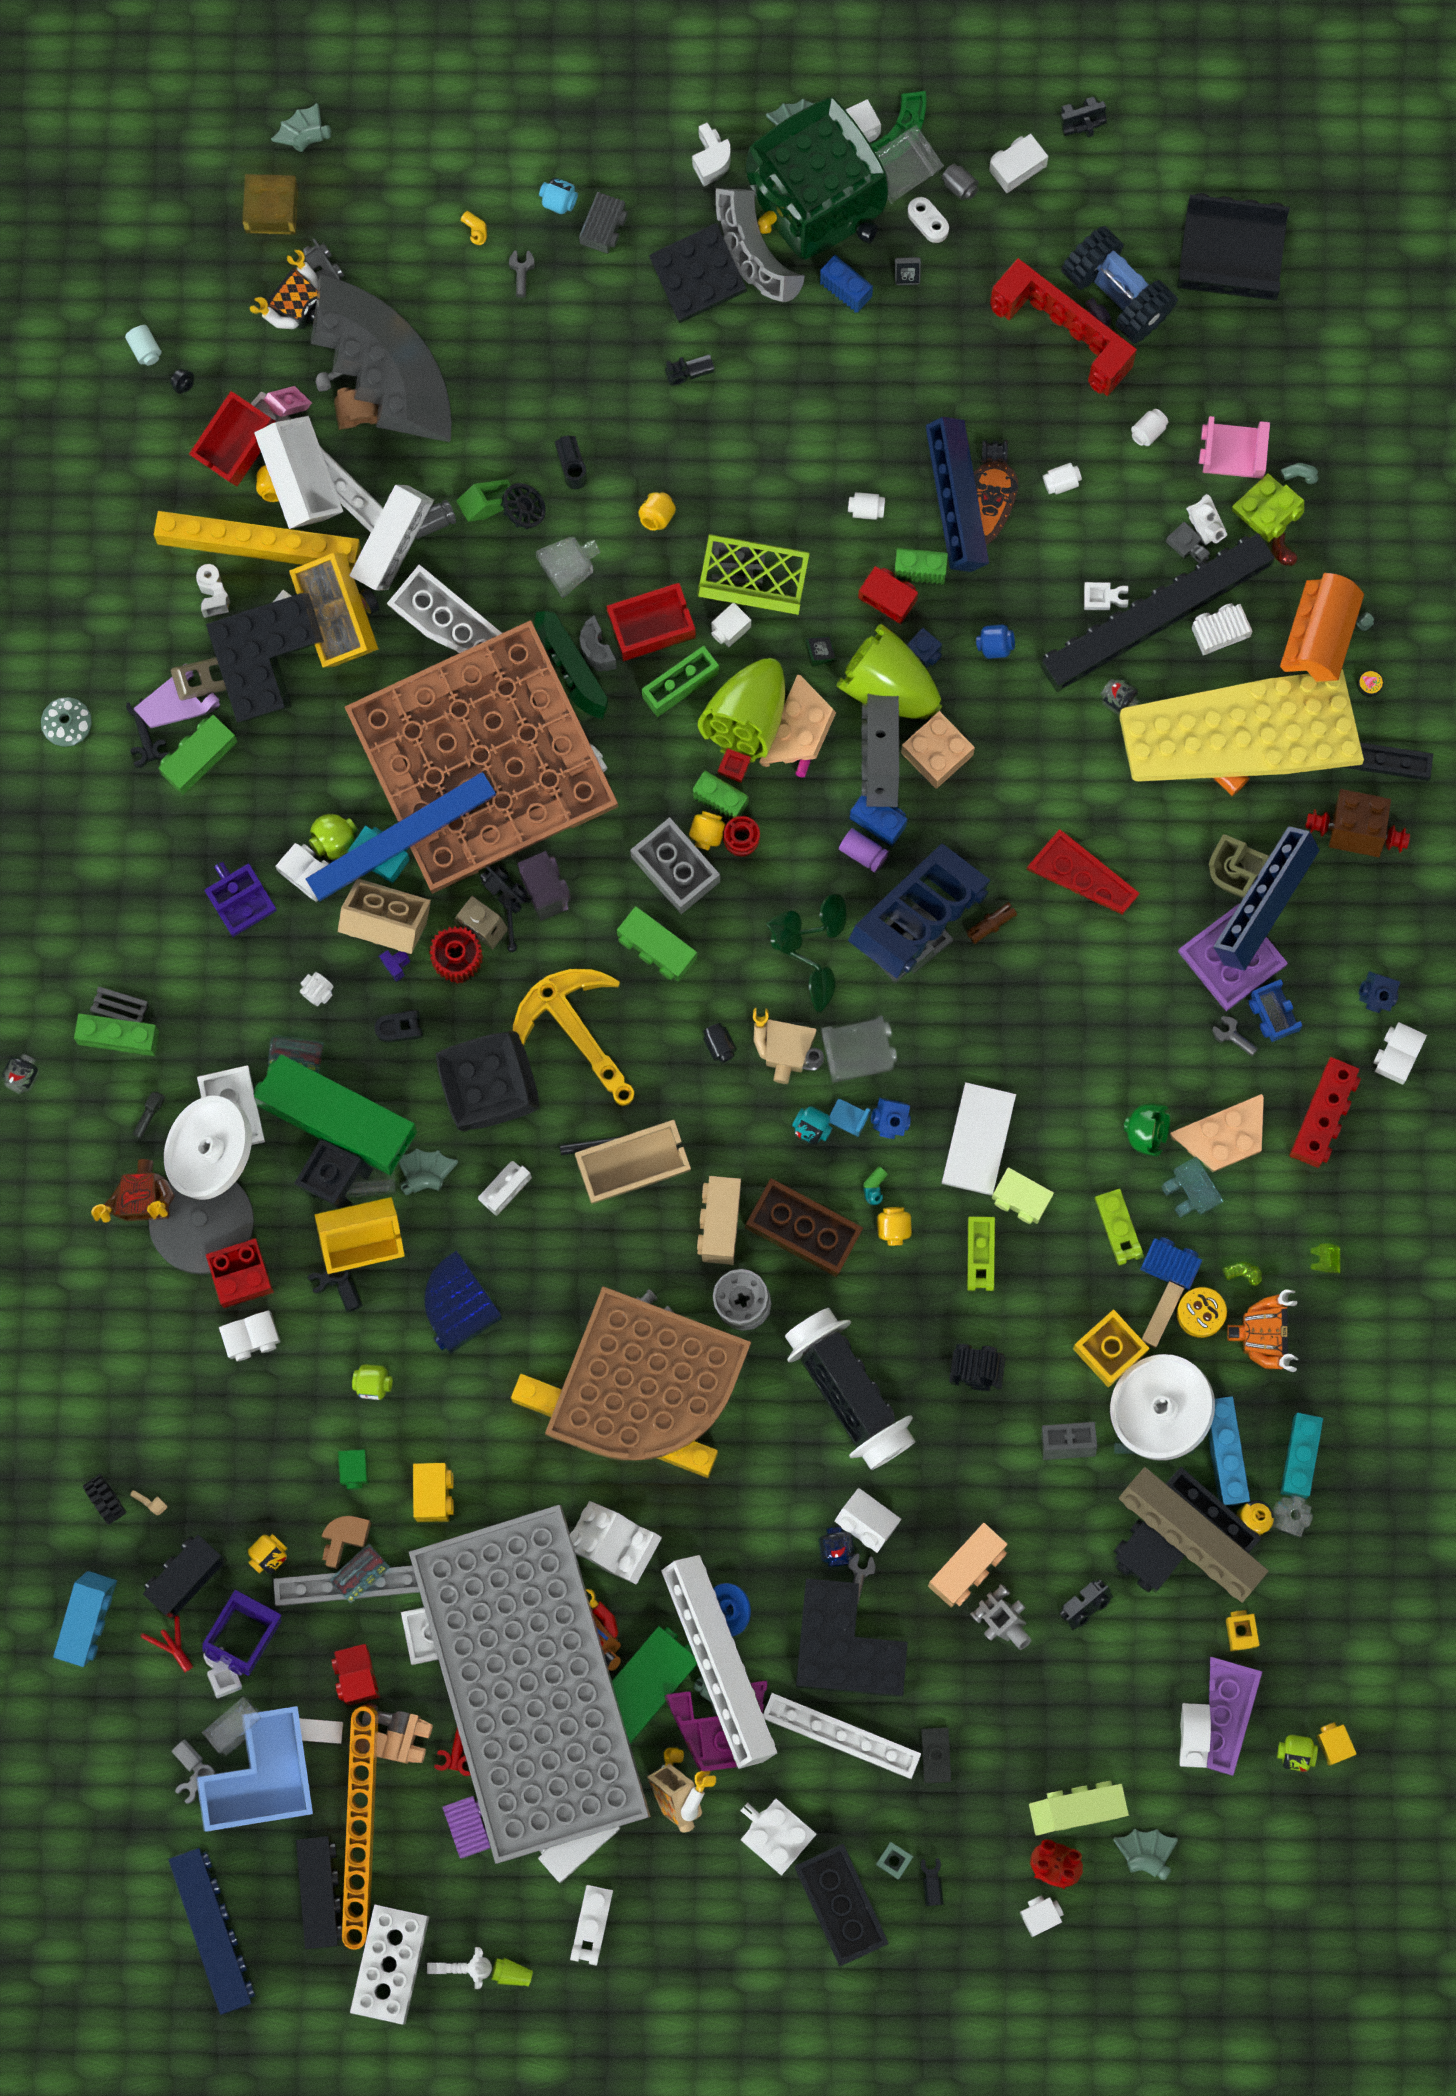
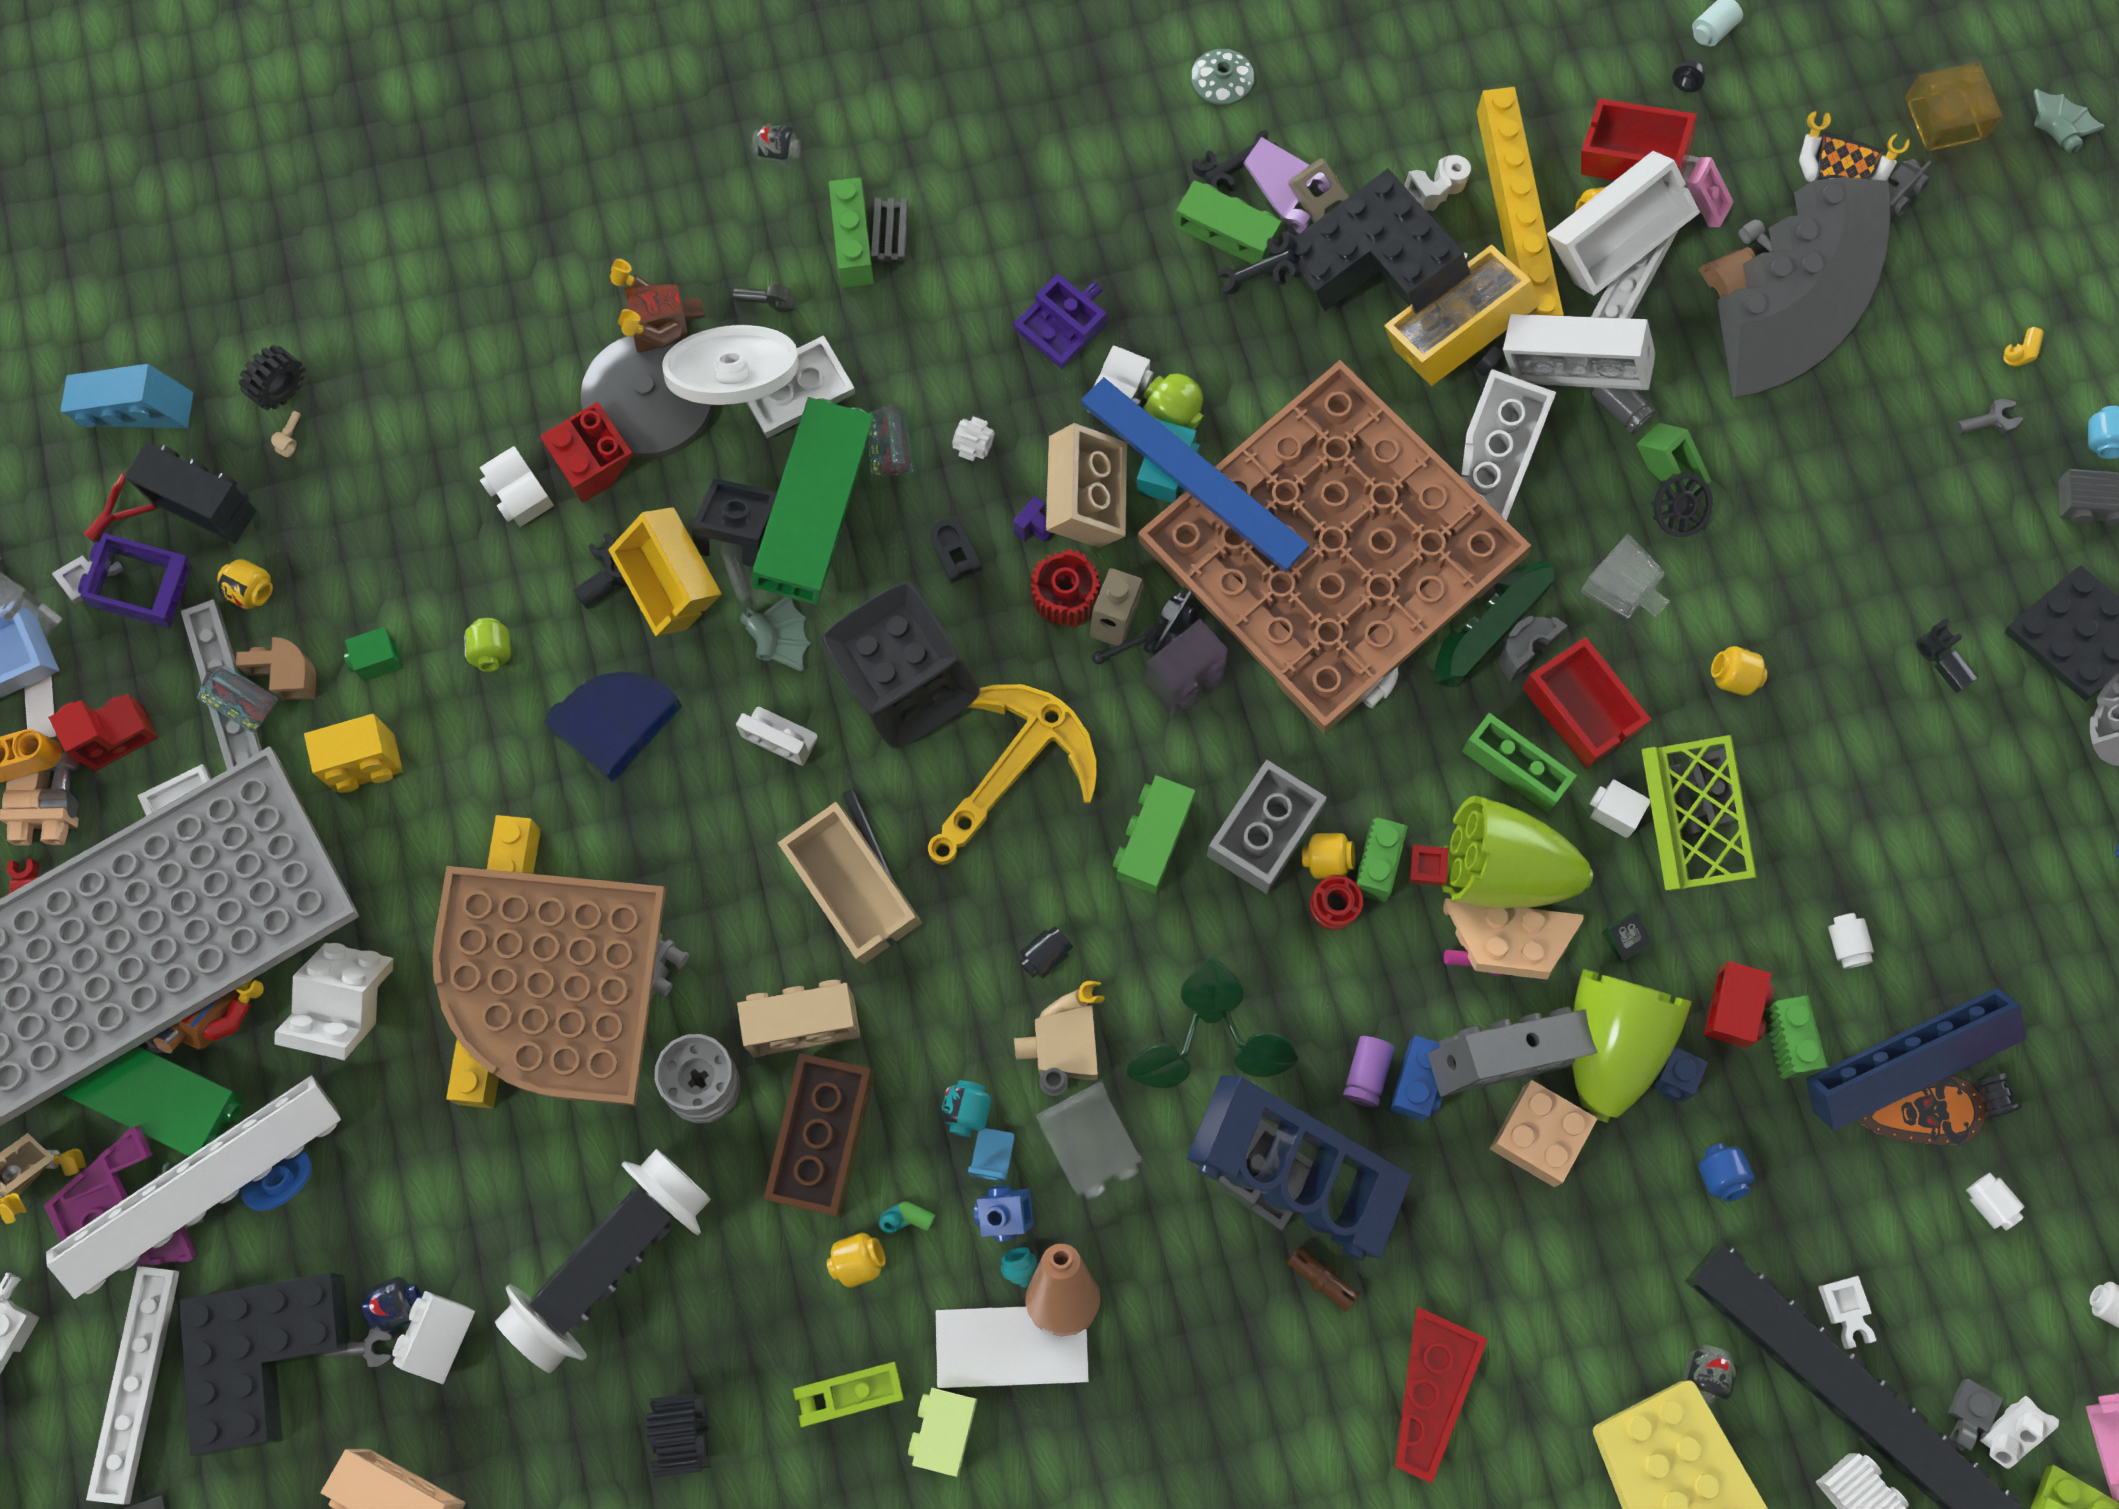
camera: 75 degrees right, 5 degrees down
(249, 723) = (1278, 263): none -> black bar
(571, 461) = (1763, 548): black piece -> none
(928, 1118) = (1019, 1266): none -> teal plate
(955, 1093) = (1062, 1292): none -> nougat cone

